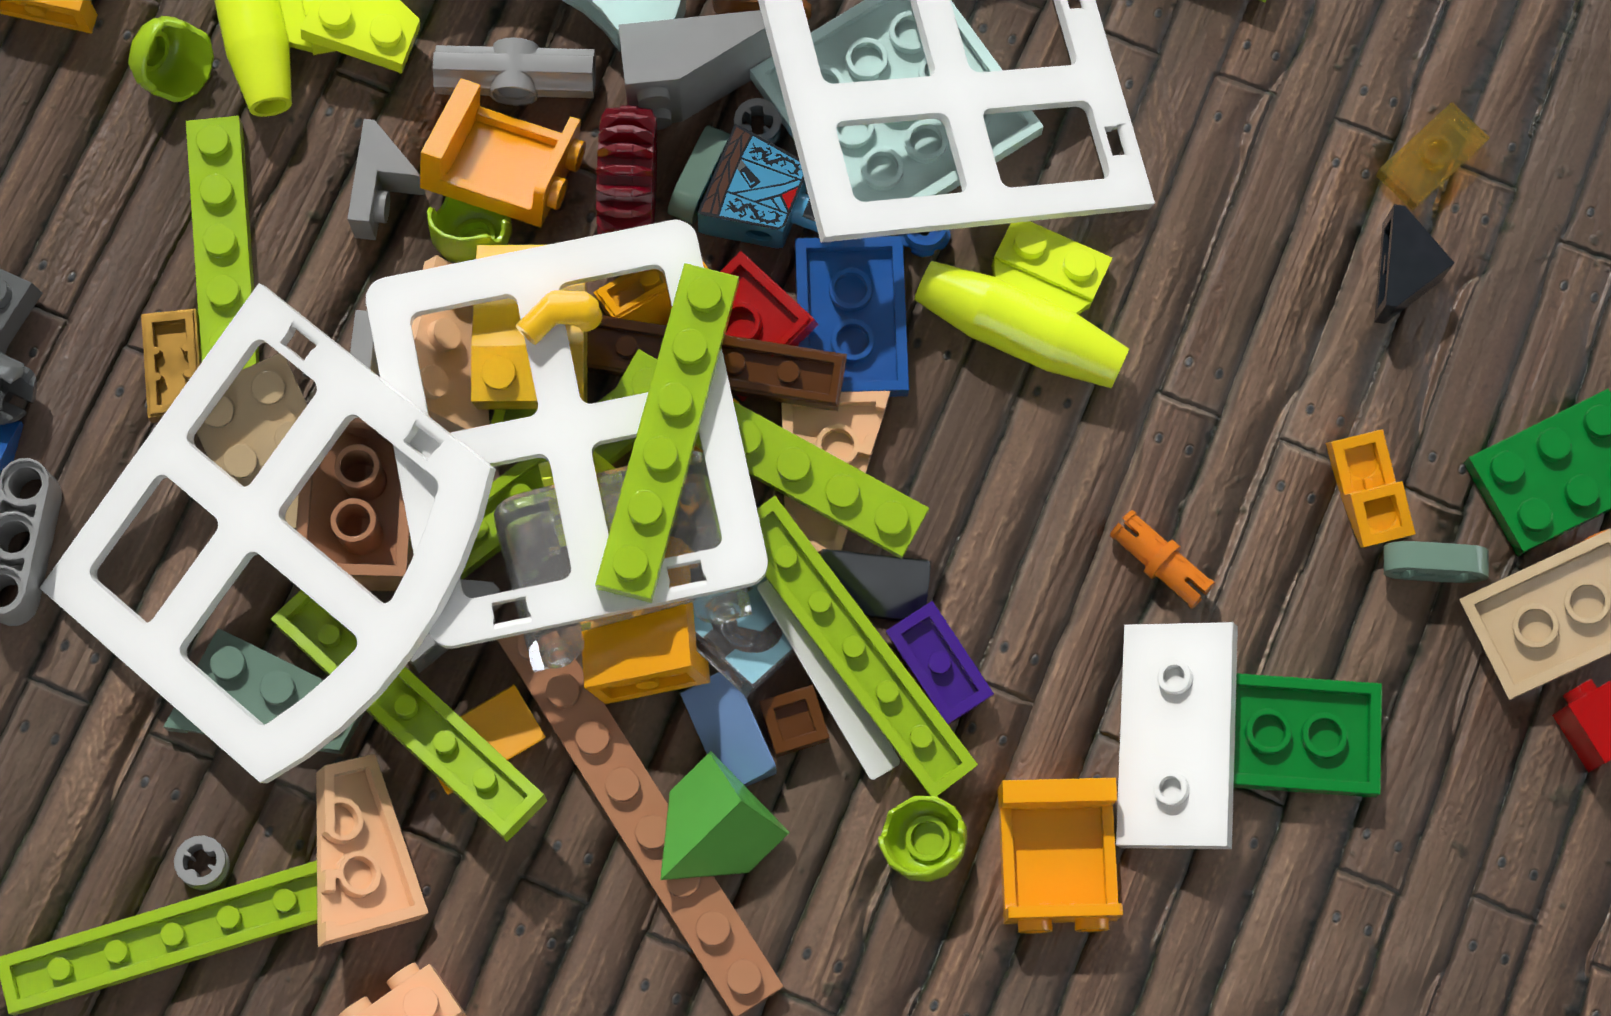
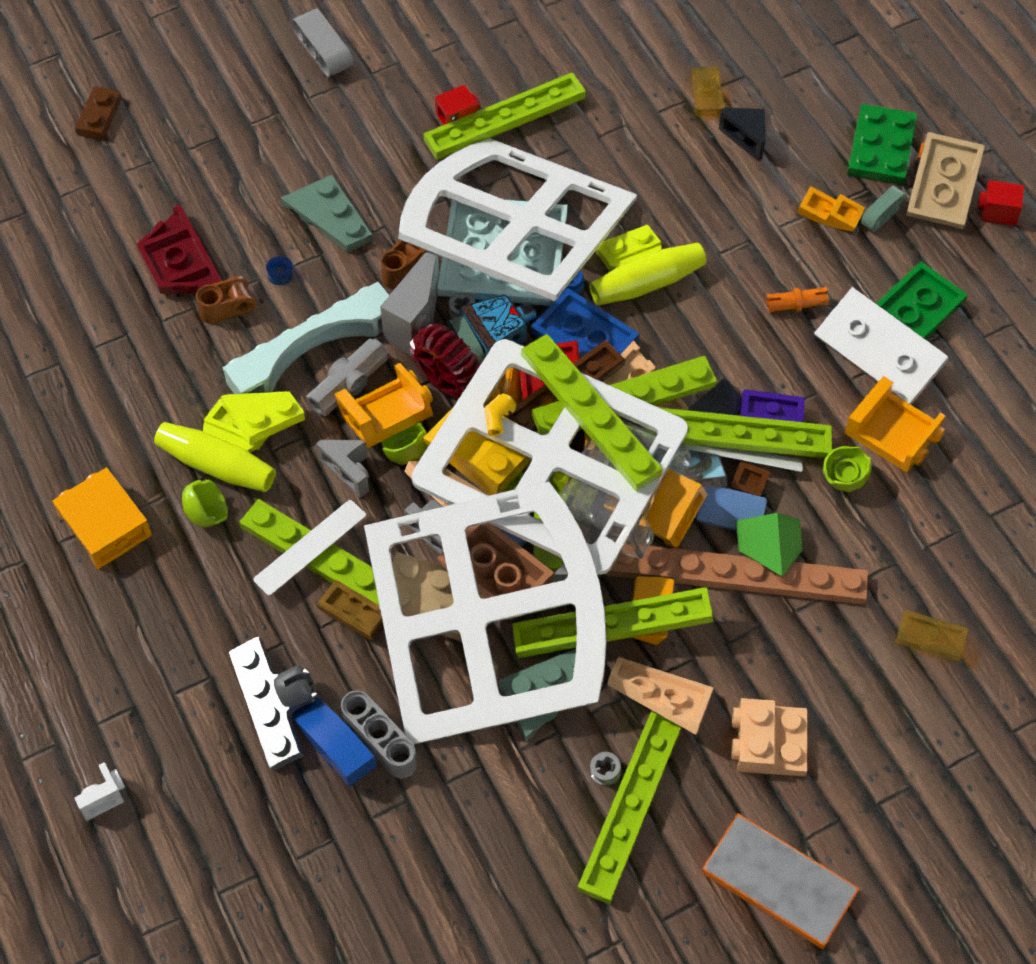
camera: 45 degrees left, 15 degrees down
(214, 238) = (309, 547): none -> white sticker

